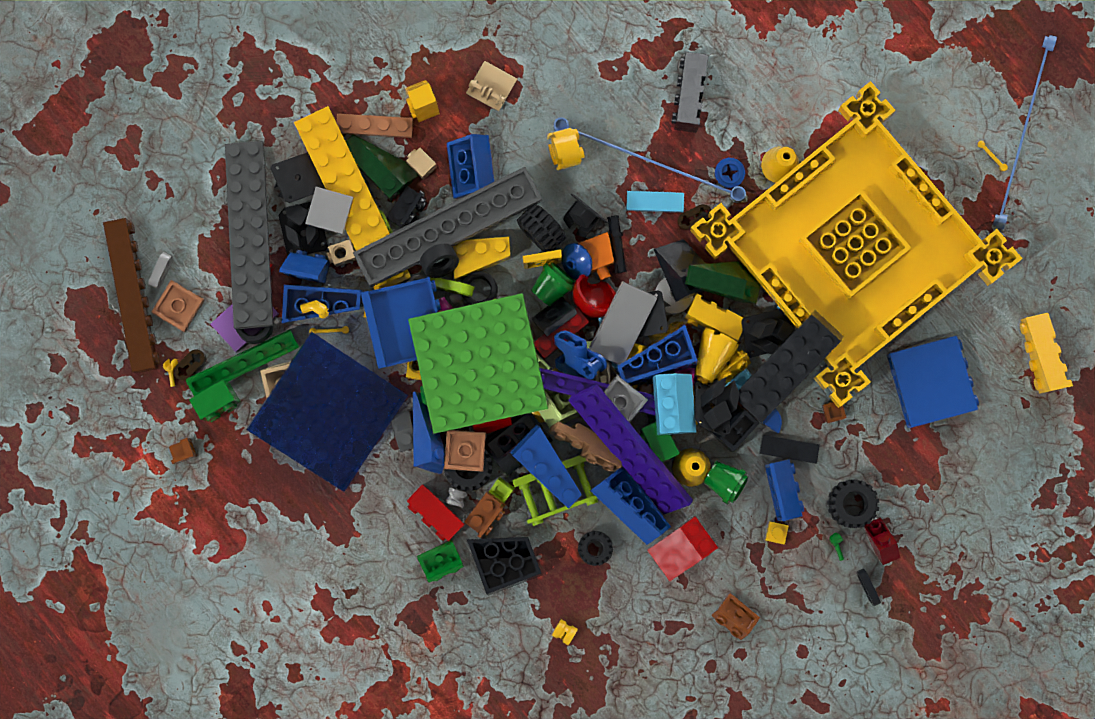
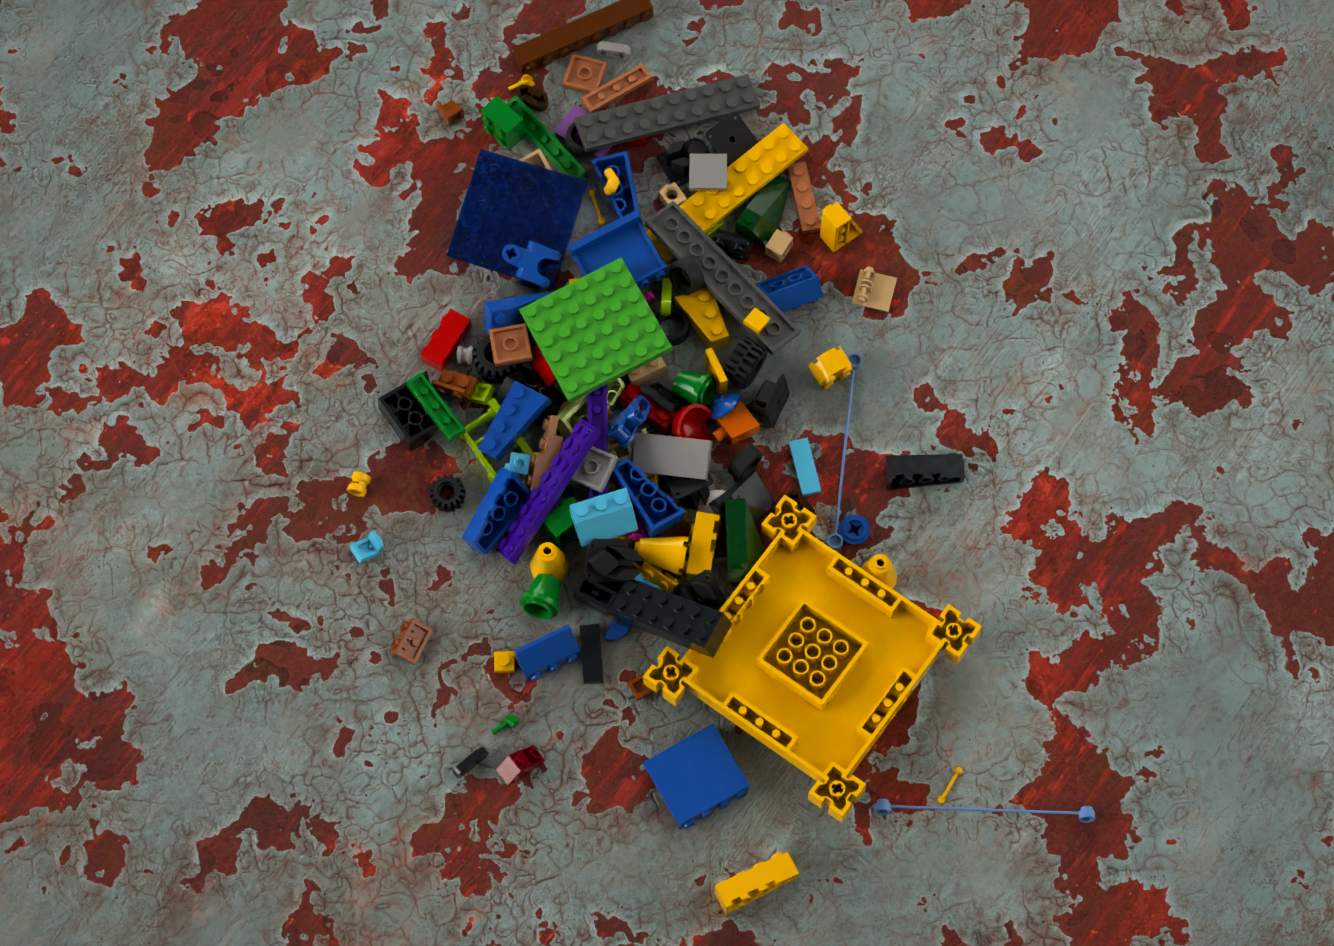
camera: 80 degrees right, 15 degrees down
(205, 278) = (616, 88): none -> nougat plate
(306, 267) = (649, 166): blue slope -> none
(376, 411) = (529, 261): none -> blue piece
(440, 561) = (401, 356): green bracket -> none
(506, 205) = (756, 320): none -> yellow tile
(510, 539) = (435, 407): none -> green tile
(591, 473) = (518, 463): none -> medium azure bracket
(616, 243) = (757, 438): black pin -> none
(632, 638) = (367, 548): none -> medium azure bracket
(641, 256) = (745, 462): none -> black tyre
(682, 548) = (467, 575): slope -> none
(869, 503) = (545, 710): black tyre -> none

